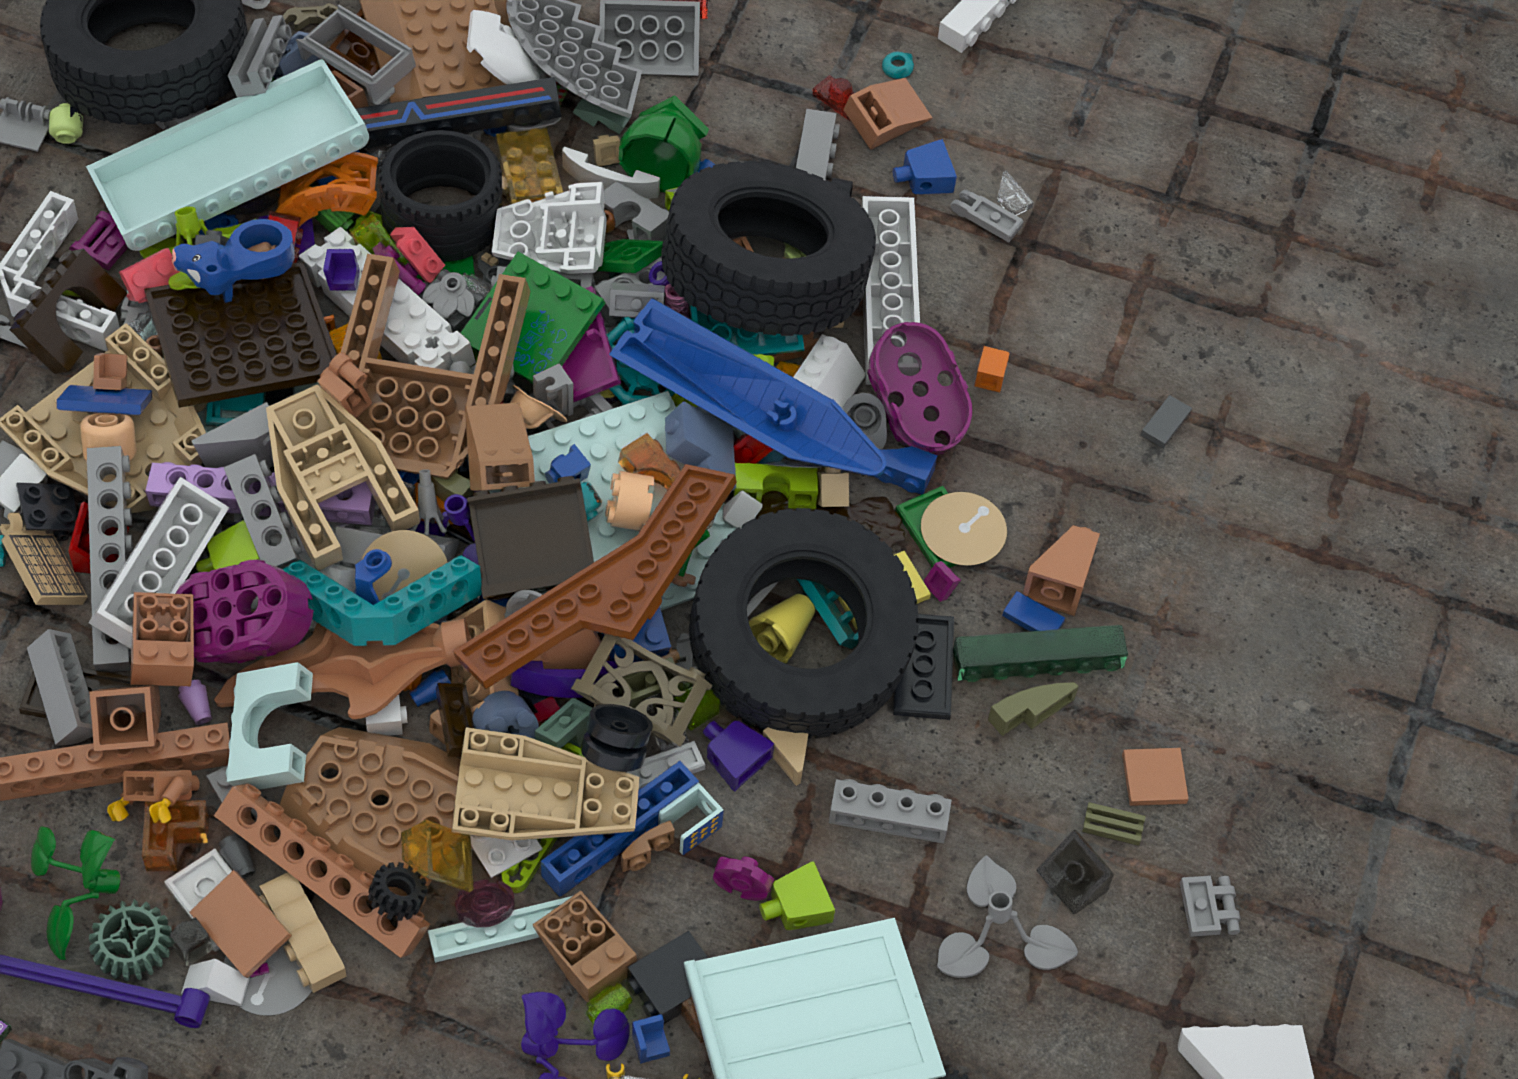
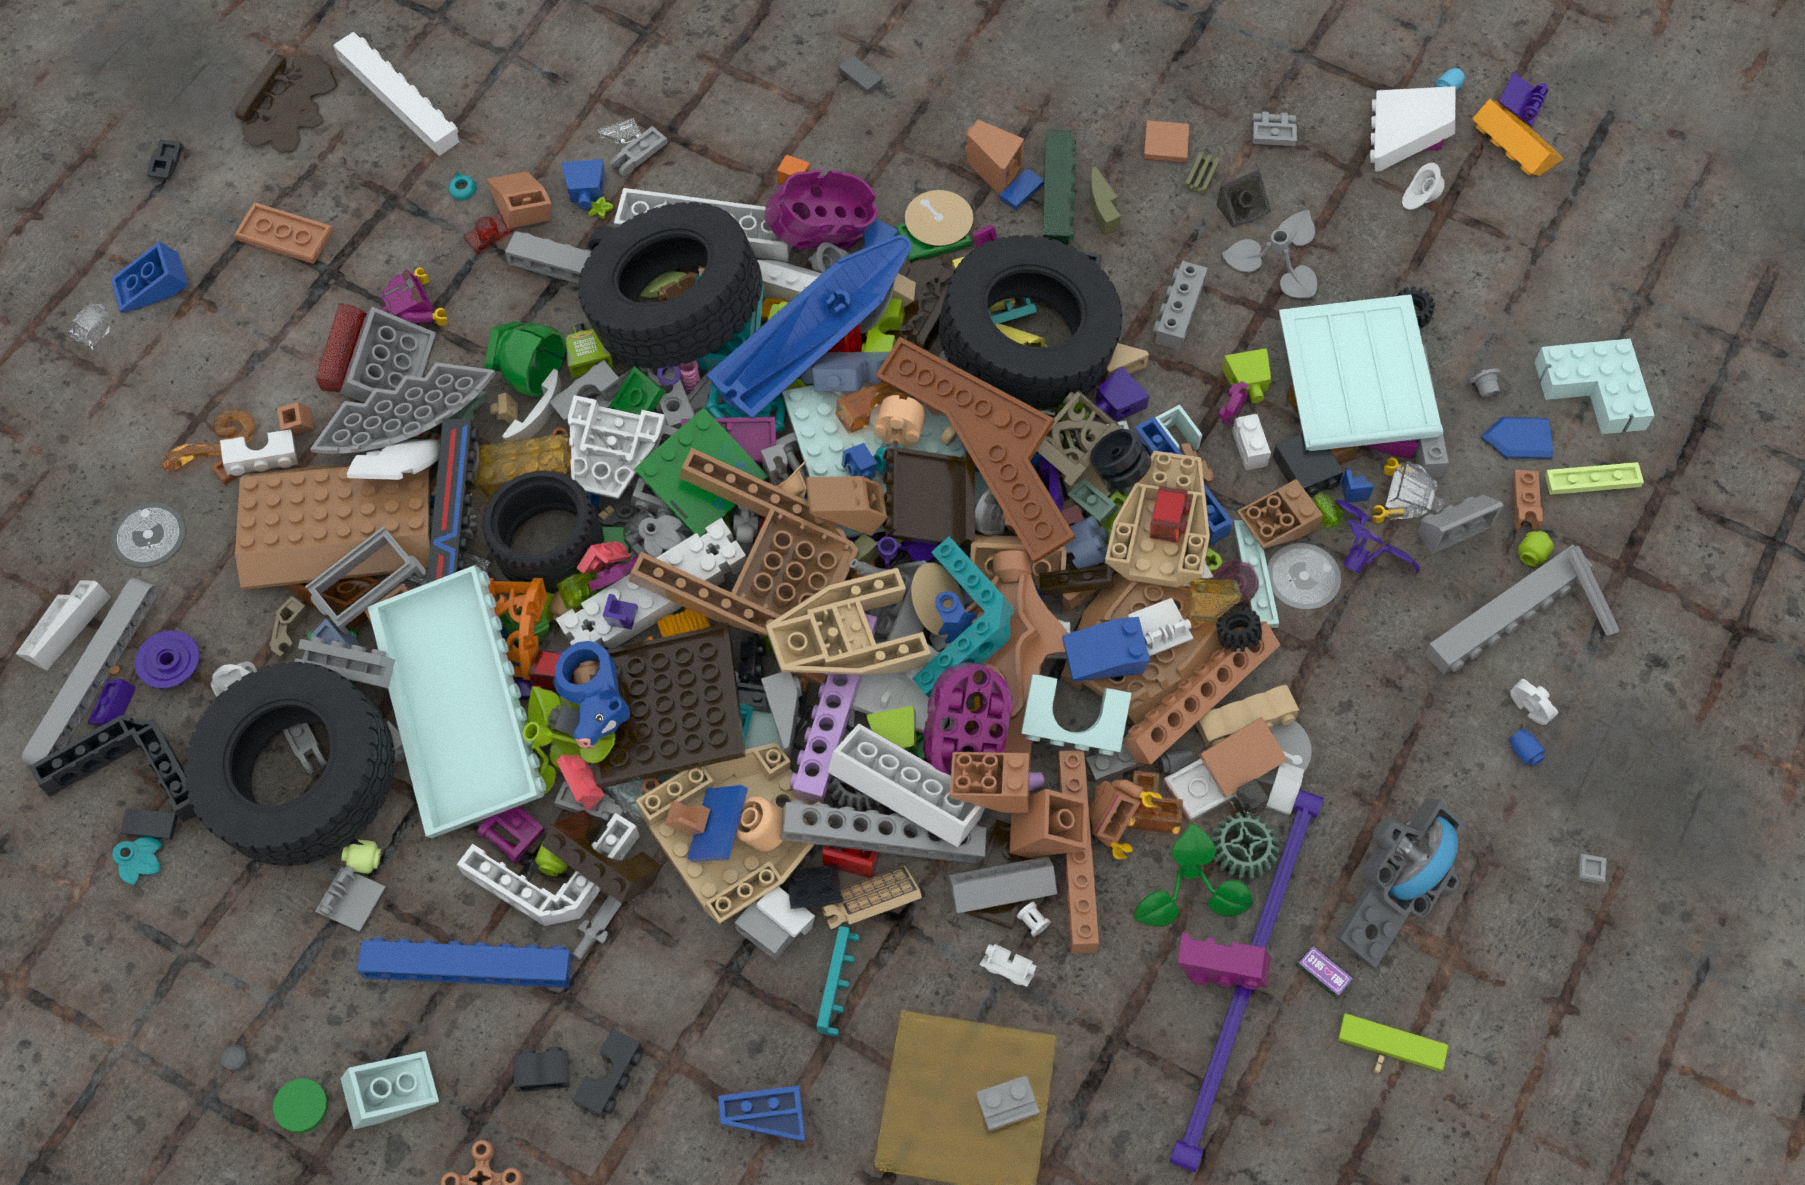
camera: 75 degrees left, 5 degrees up
(27, 728) = (1036, 927): none -> white bush
(241, 476) = (834, 707): light grey brick -> none
(345, 384) = (771, 602): nougat hinge -> none
(351, 749) = (1107, 650): none -> blue slope
(394, 807) = (1163, 626): none -> white hinge
(501, 981) = (1304, 576): none -> light grey piece
(543, 793) = (1169, 514): none -> brick
(630, 298) = (692, 392): light grey panel -> none
(694, 907) = (1251, 442): none -> white brick
(729, 37) = (408, 299): none -> magenta torso
(900, 191) = (600, 207): none -> lime plant

